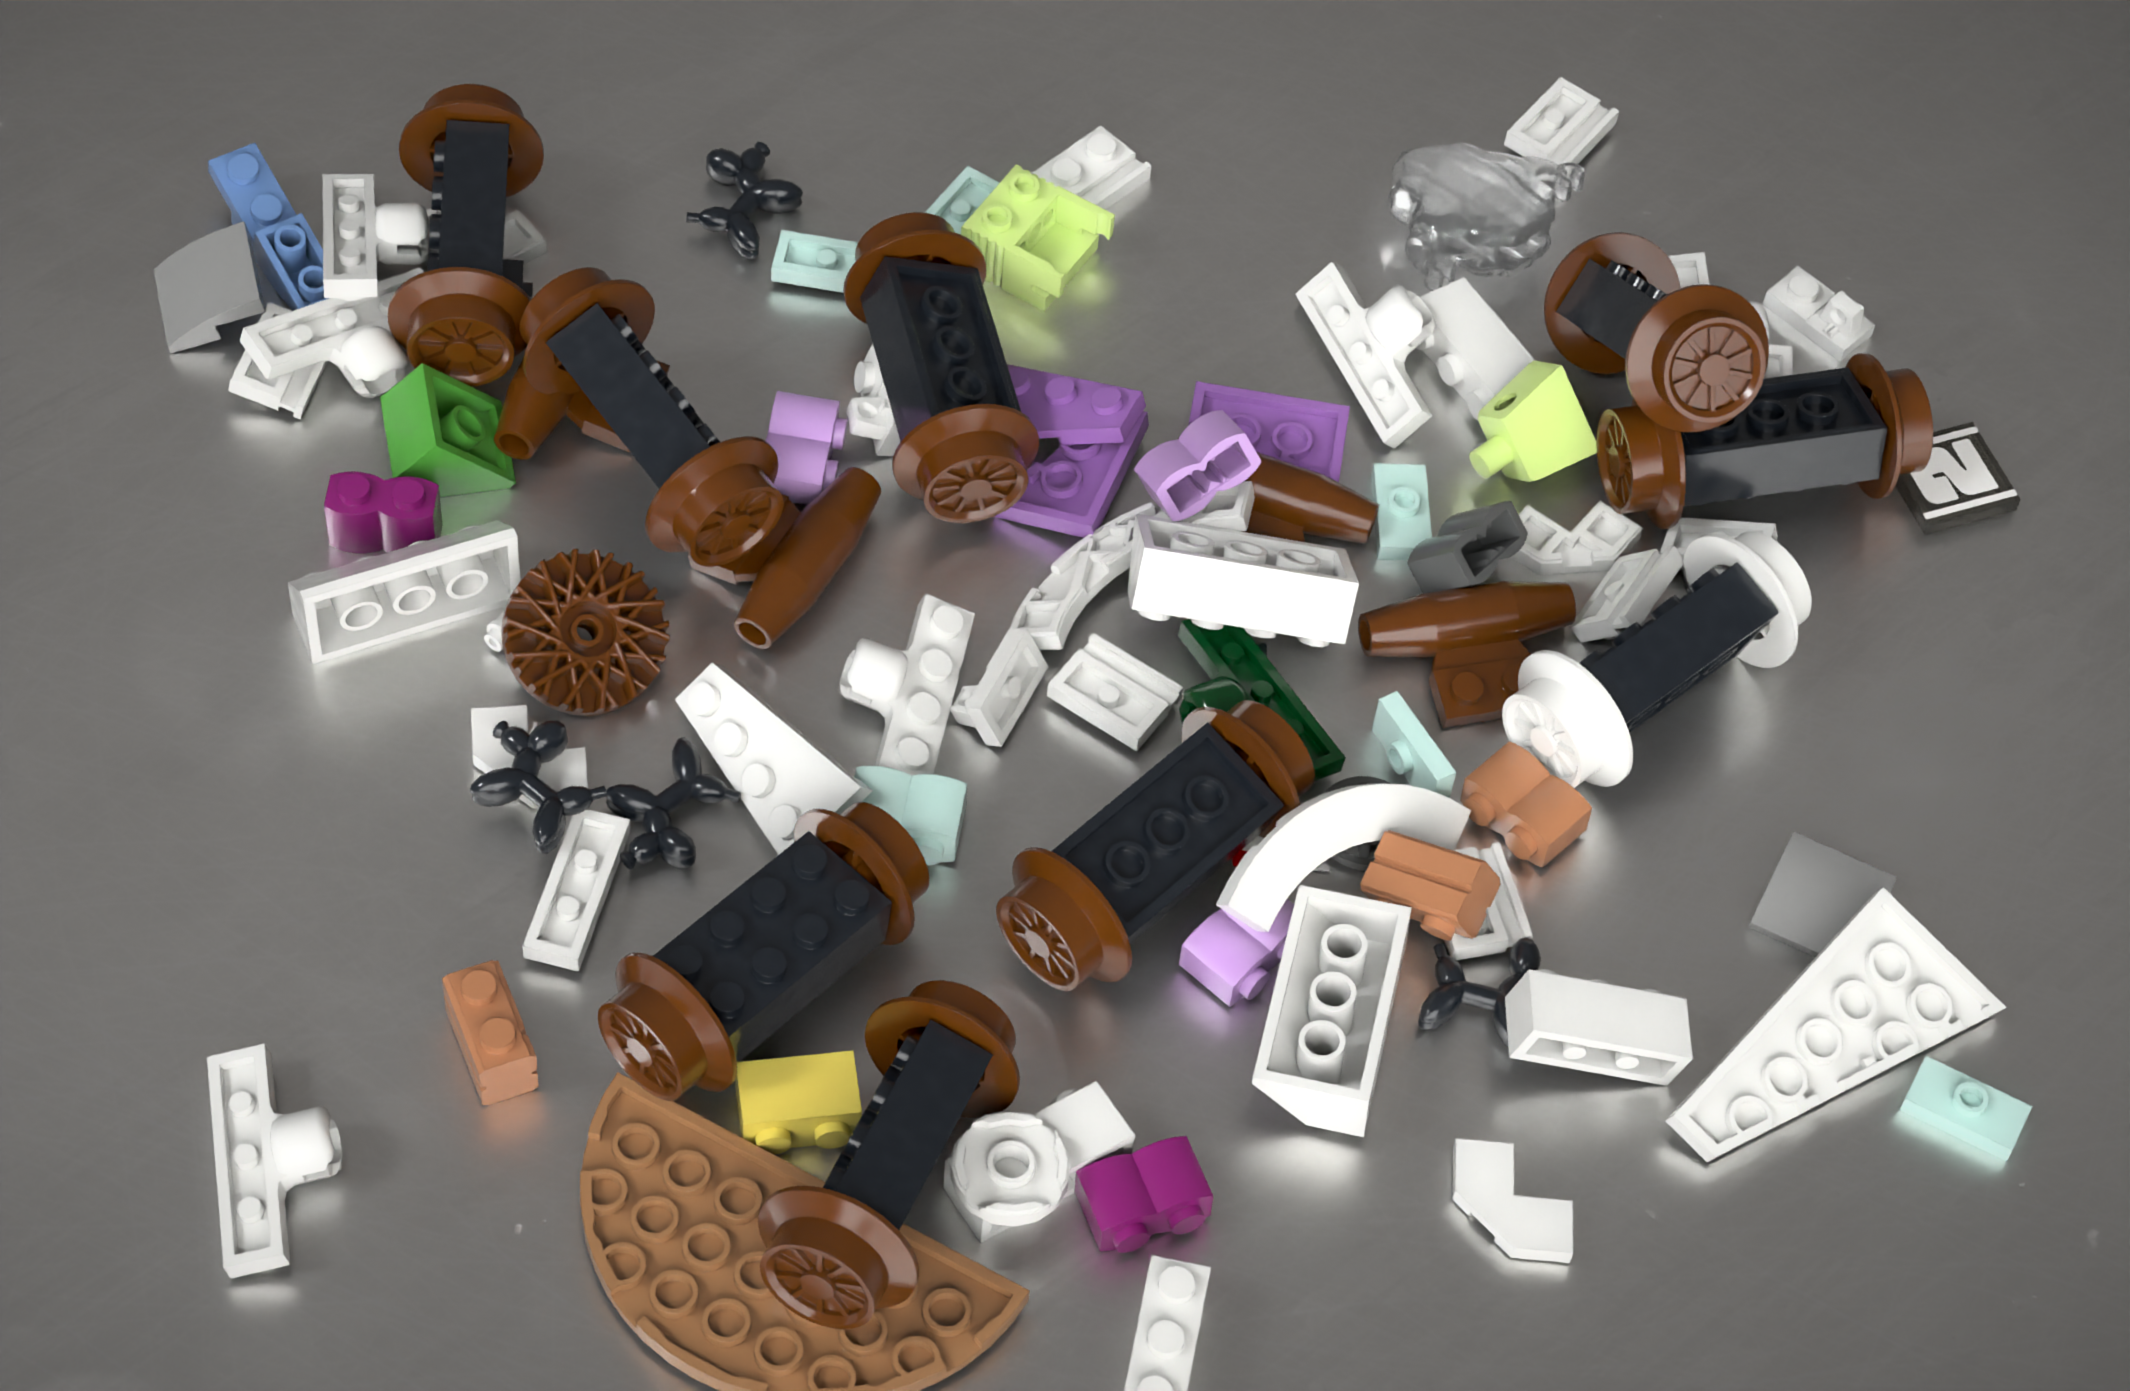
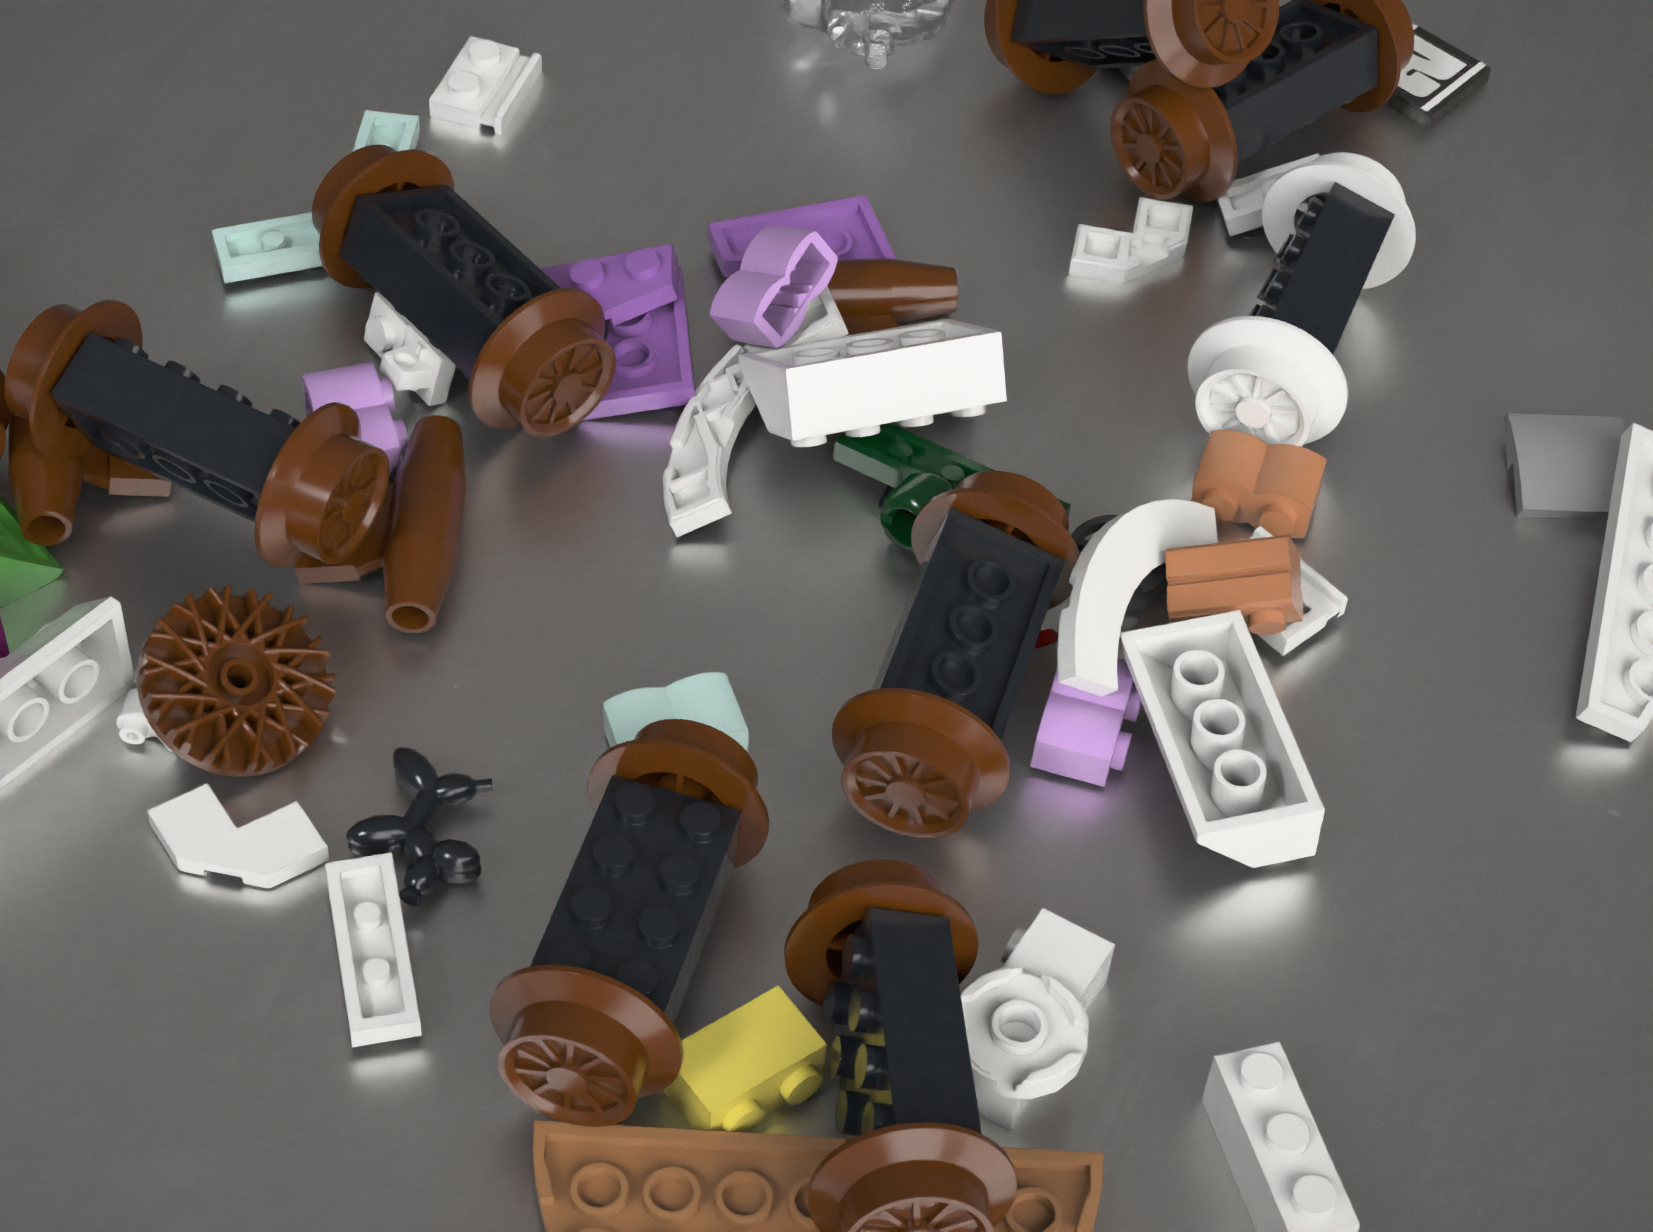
camera: 25 degrees left, 5 degrees down
(490, 1032) = (368, 1140): nougat brick -> none
(509, 784) = (249, 856): black piece -> none
(765, 755) = (522, 738): white wing -> none
(768, 195) = (177, 205): black piece -> none
(911, 685) = (601, 603): white plate -> none
(1004, 688) = (700, 586): white hinge -> none
(1035, 236) = (479, 143): yellowish green piece -> none
(1114, 691) = (807, 533): white plate -> none
(1144, 1194) = (1153, 1003): magenta brick -> none
(1372, 347) = (853, 136): white plate -> none
(1403, 509) = (982, 283): light aqua plate -> none
(1411, 747) = (1120, 471): light aqua plate -> none
(1454, 988) = (1359, 670): black piece -> none
(1468, 548) = (1059, 276): dark grey brick -> none
(1471, 344) = (953, 112): white brick -> none
(1473, 640) = (1113, 354): reddish brown plate -> none
(1521, 1224) = (1515, 872): white tile -> none
(1533, 426) = (1049, 147): yellowish green torso -> none
(1598, 1027) = (1468, 654): white brick -> none
(1627, 593) = (1224, 264): white plate -> none

